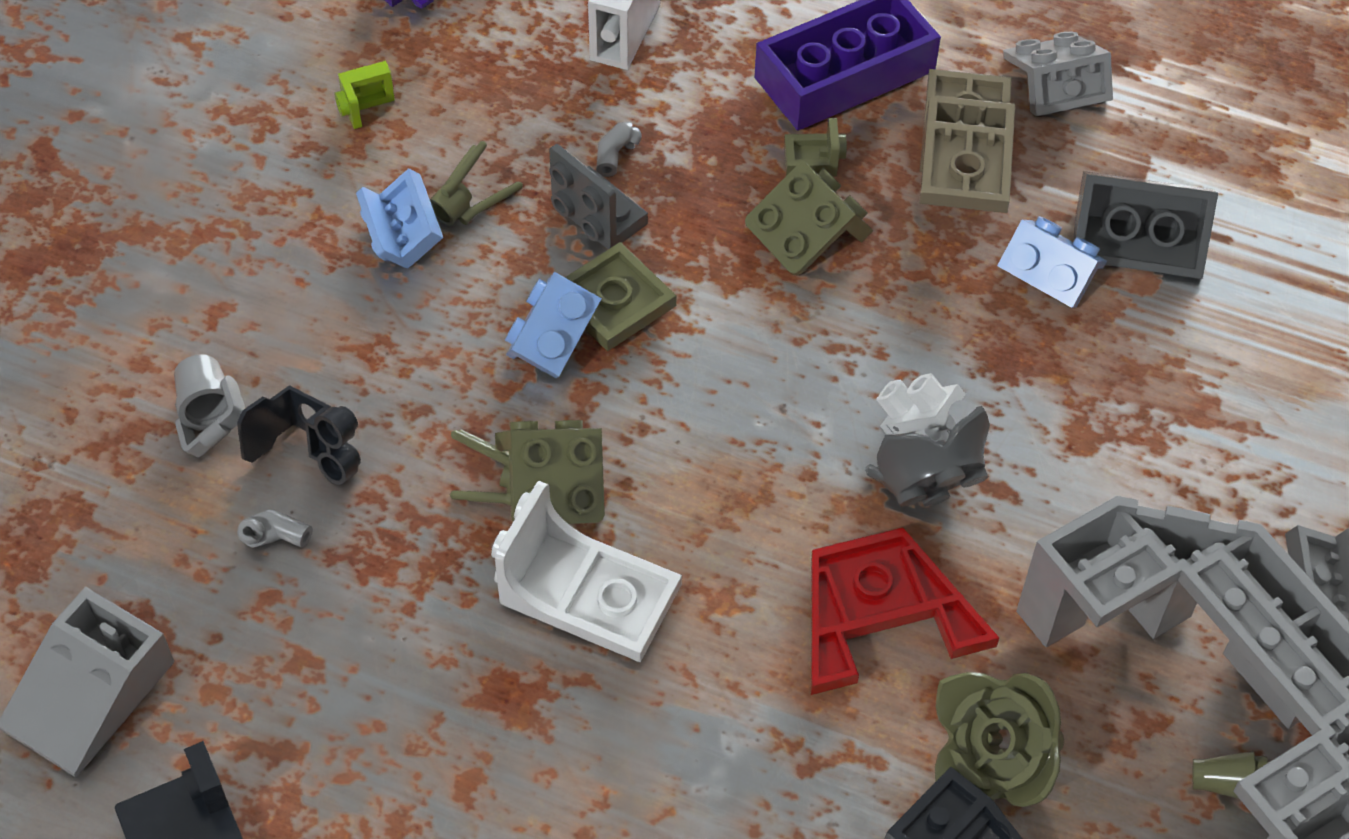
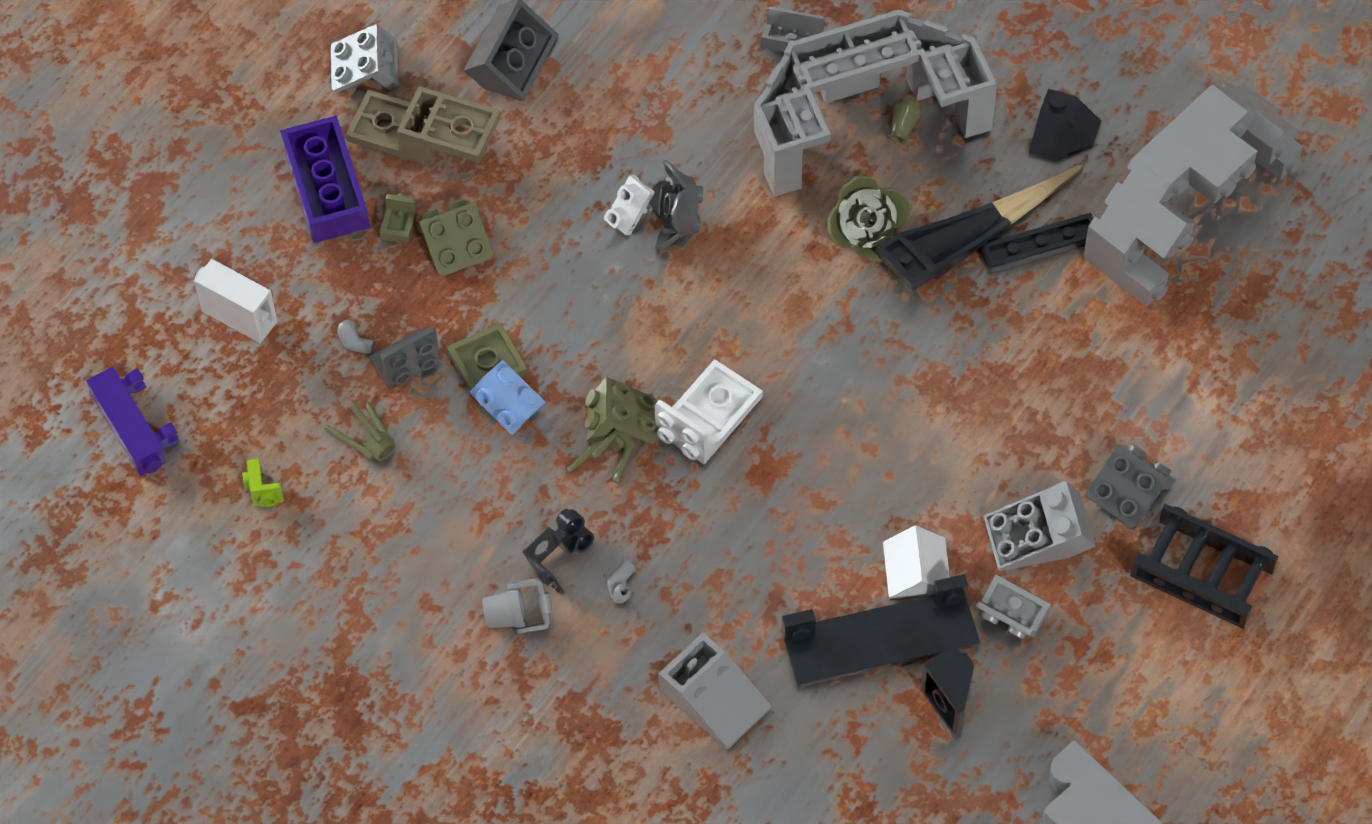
camera: 75 degrees left, 5 degrees up
(400, 220) = (389, 474): light blue bracket -> none
(877, 587) = (743, 262): red wing -> none
(1051, 261) = (529, 107): light blue bracket -> none

